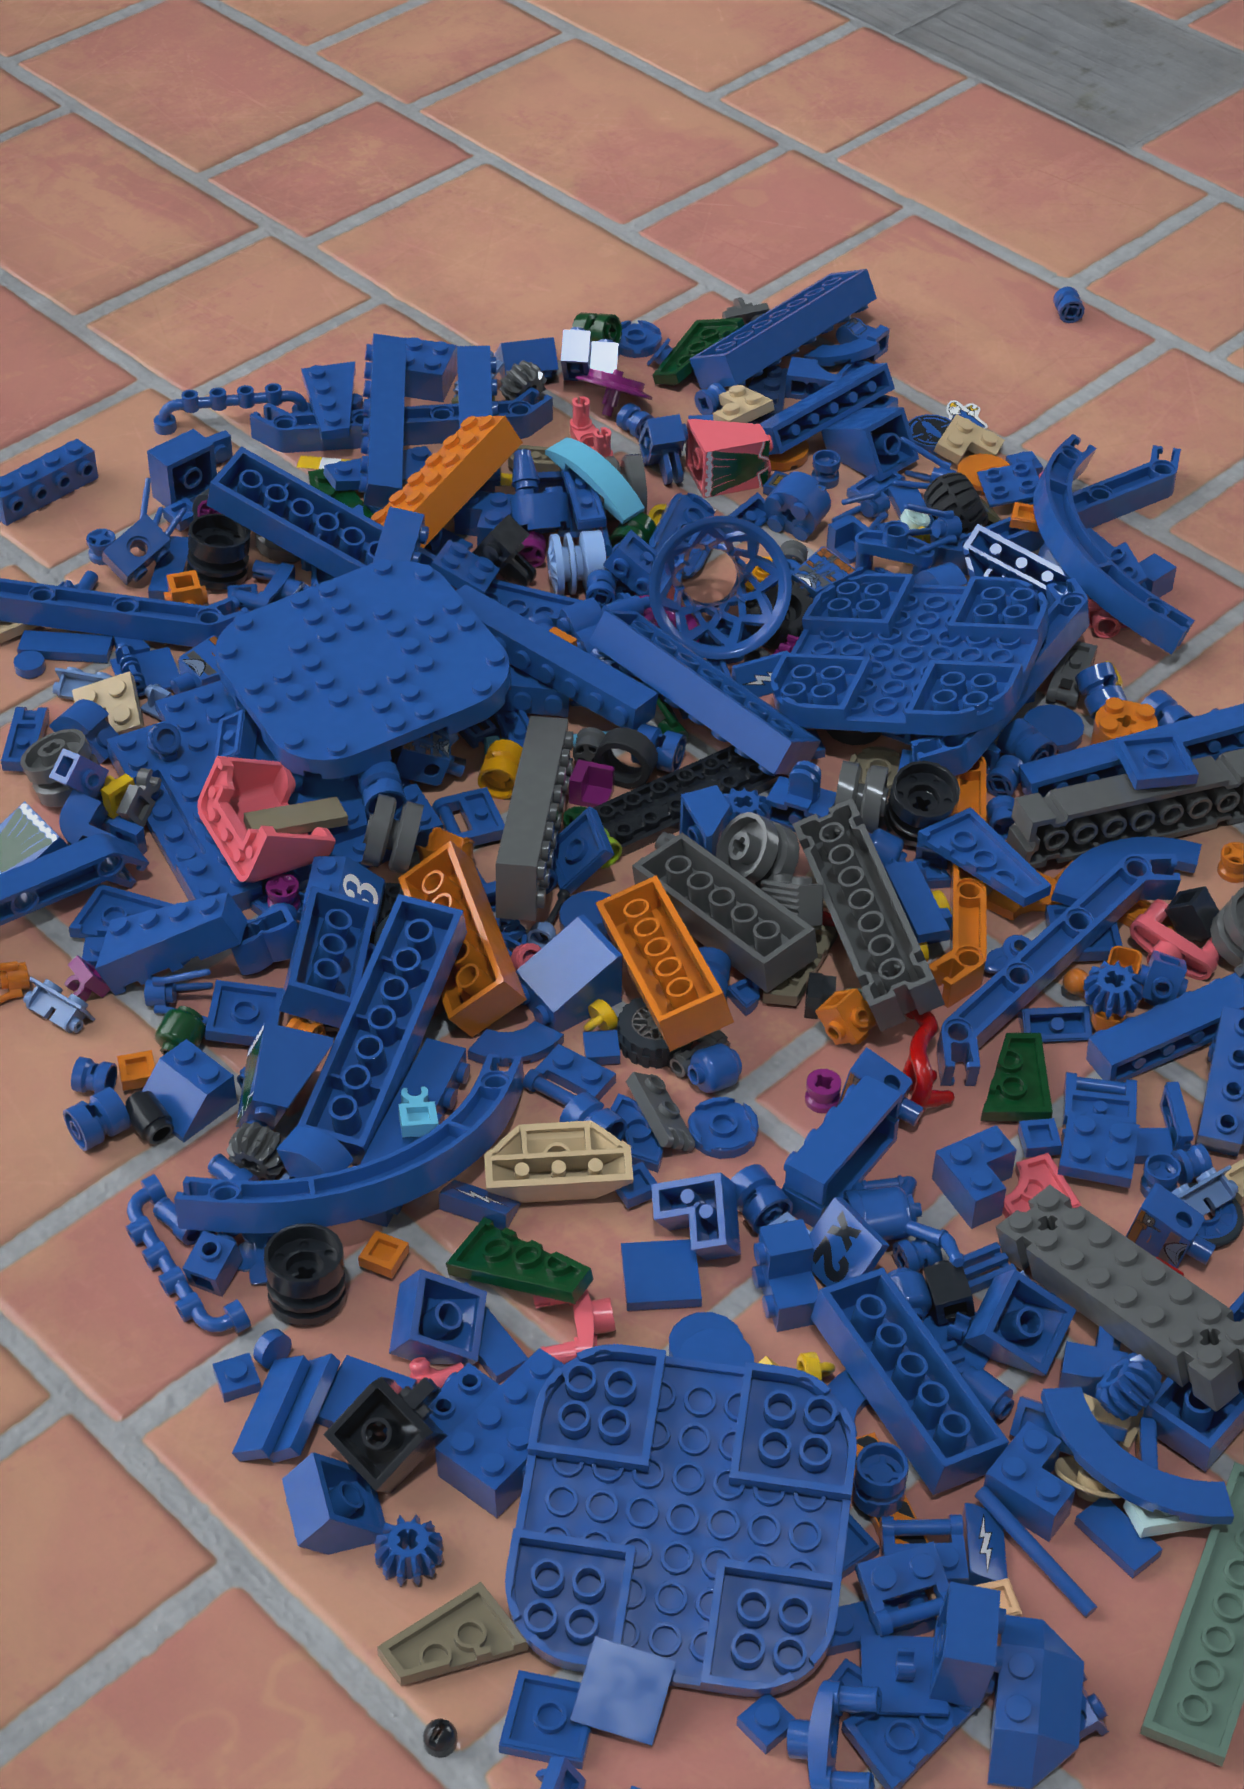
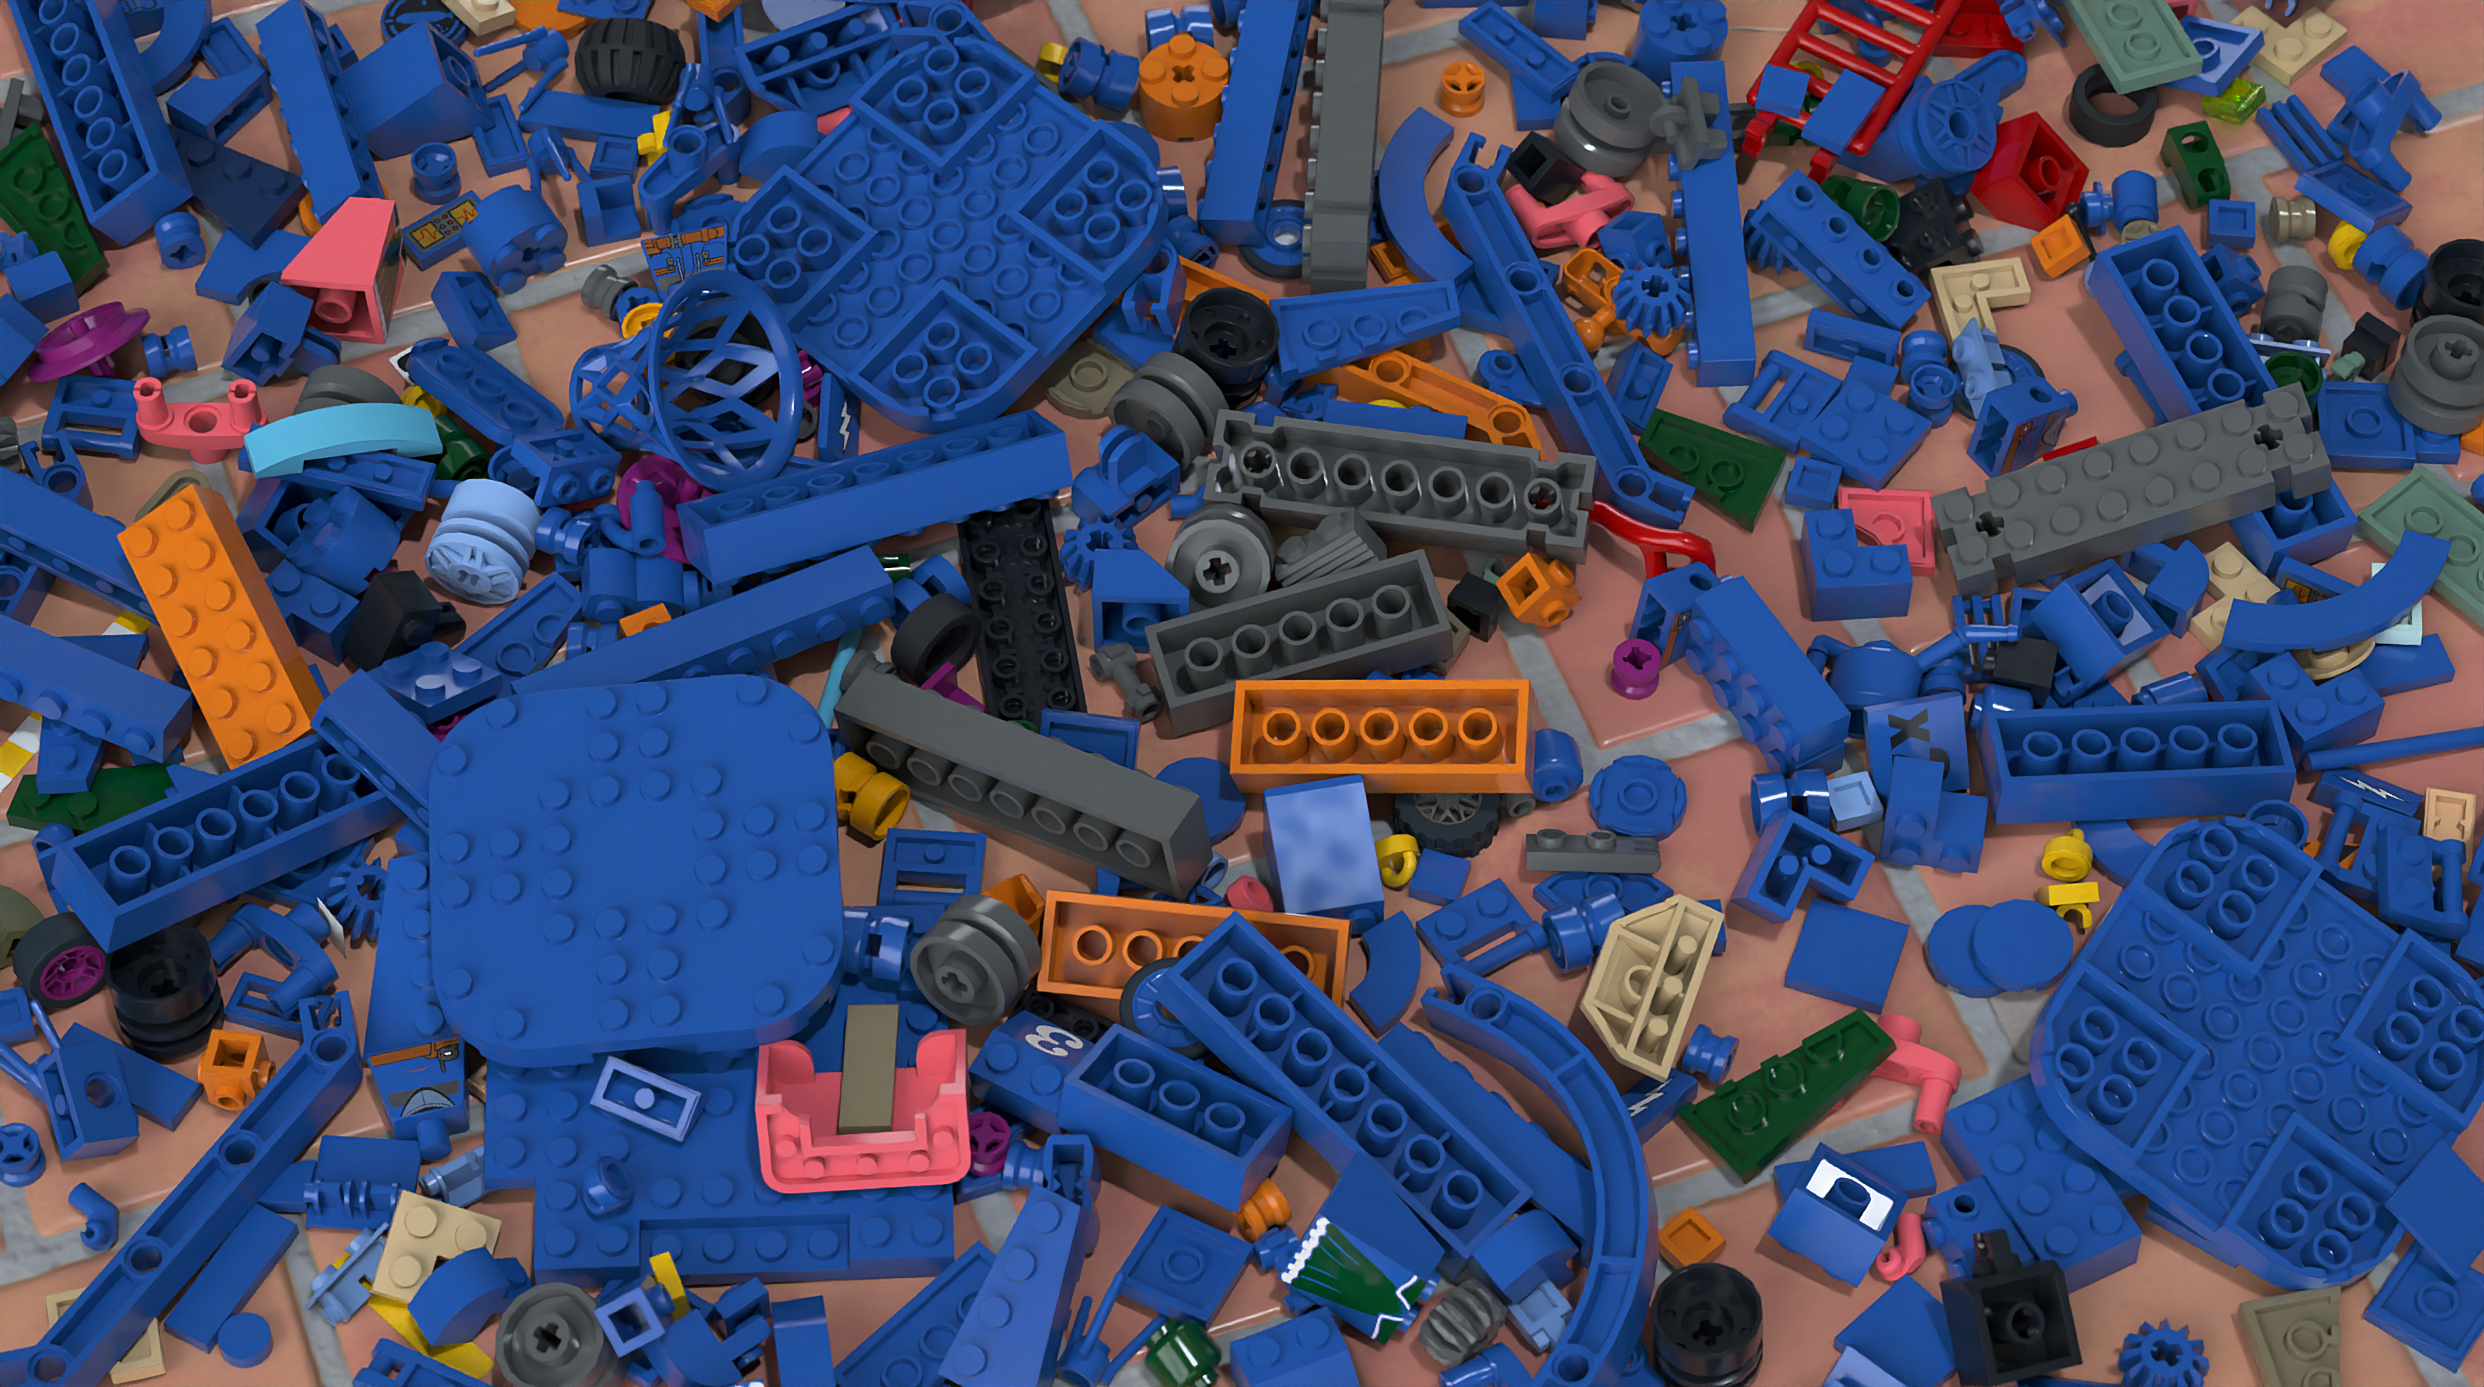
camera: 65 degrees left, 10 degrees up
(137, 800) = (699, 1274): dark grey plate -> none
(417, 1114) = (1513, 1112): medium azure plate -> none
(524, 471) = (268, 523): blue cone -> none
(535, 1219) = (1710, 1054): none -> blue wheel
(596, 411) = (96, 403): none -> blue plate
(640, 364) = (43, 287): none -> blue panel
(742, 405) = (251, 199): tan plate -> none
(914, 519) = (624, 117): light aqua tile -> none
(999, 813) = (1257, 274): blue wheel -> none
(1128, 1386) = (2249, 554): blue gear -> none
(1156, 760) = (1328, 70): blue plate -> none

